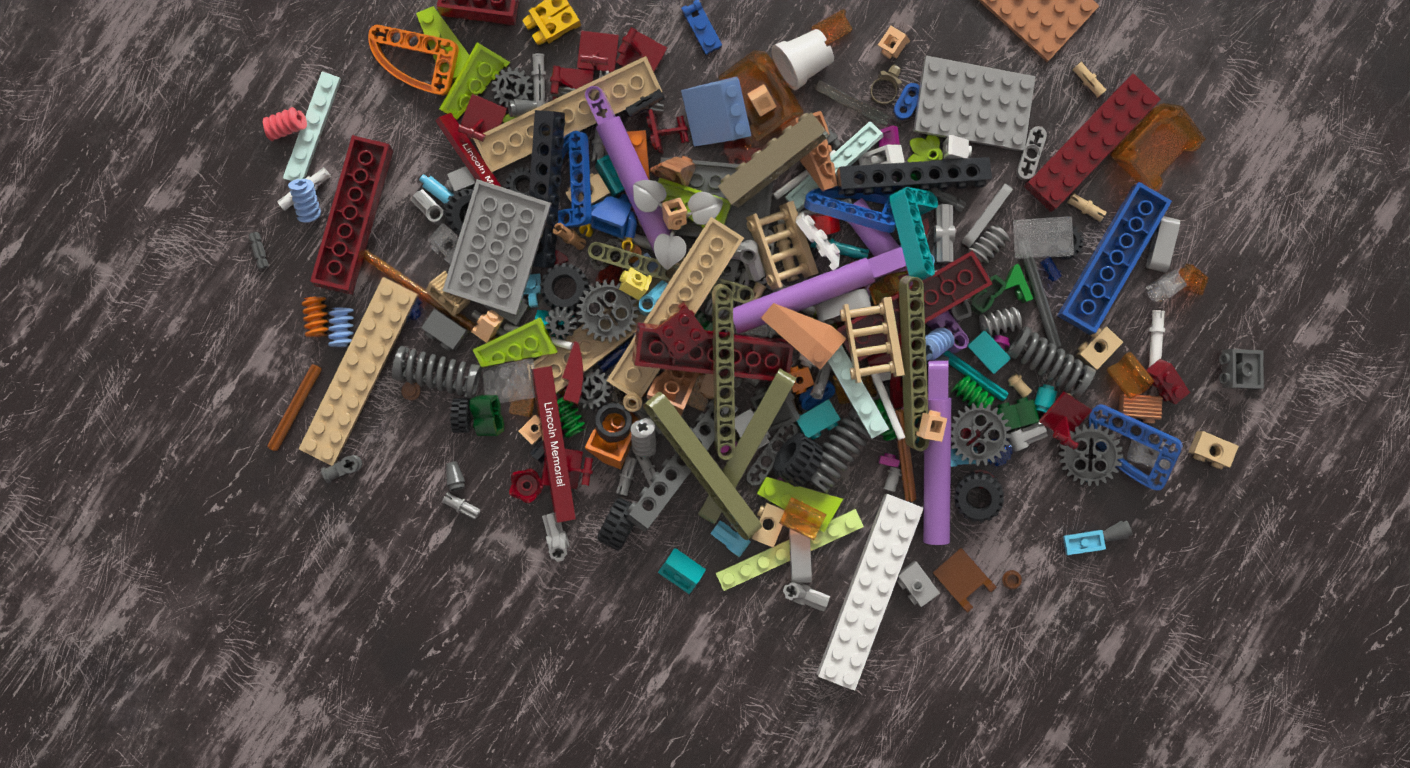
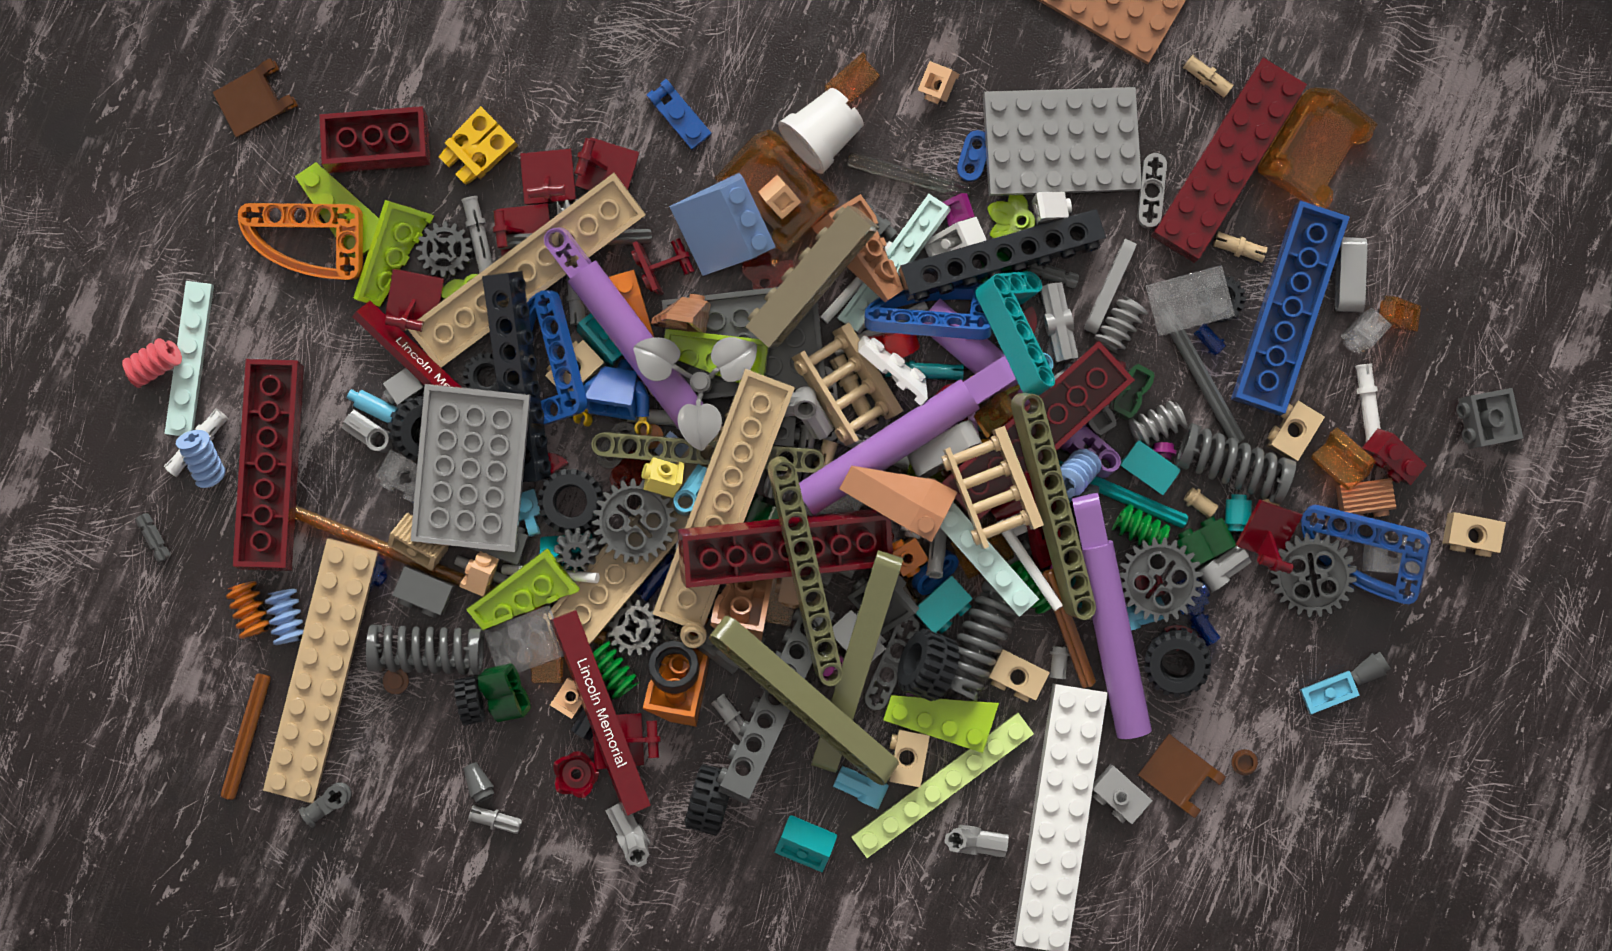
camera: 10 degrees left, 0 degrees up
(519, 107) = (461, 274): dark grey cone -> none
(569, 236) = (562, 431): medium nougat pin -> none
(574, 375) = (609, 615): dark red slope -> none
(626, 476) = (706, 733): light grey axle -> none
(643, 437) = (718, 678): light grey piece -> none
(645, 103) = (626, 235): black pin -> none
(677, 218) = (699, 381): light nougat brick -> none
(681, 332) = (739, 530): dark red plate -> none
(800, 557) = (957, 789): light grey beam -> none
(802, 518) = (950, 741): clear orange panel -> none
(871, 487) = (1033, 676): none -> tan brick
(889, 460) = (1048, 638): magenta plate -> none
(891, 76) = (946, 122): dark tan piece -> none
(932, 426) = (1095, 584): light nougat brick -> none
(1003, 476) = (1205, 628): none -> clear blue pin
(1017, 279) = (1167, 362): green slope -> none

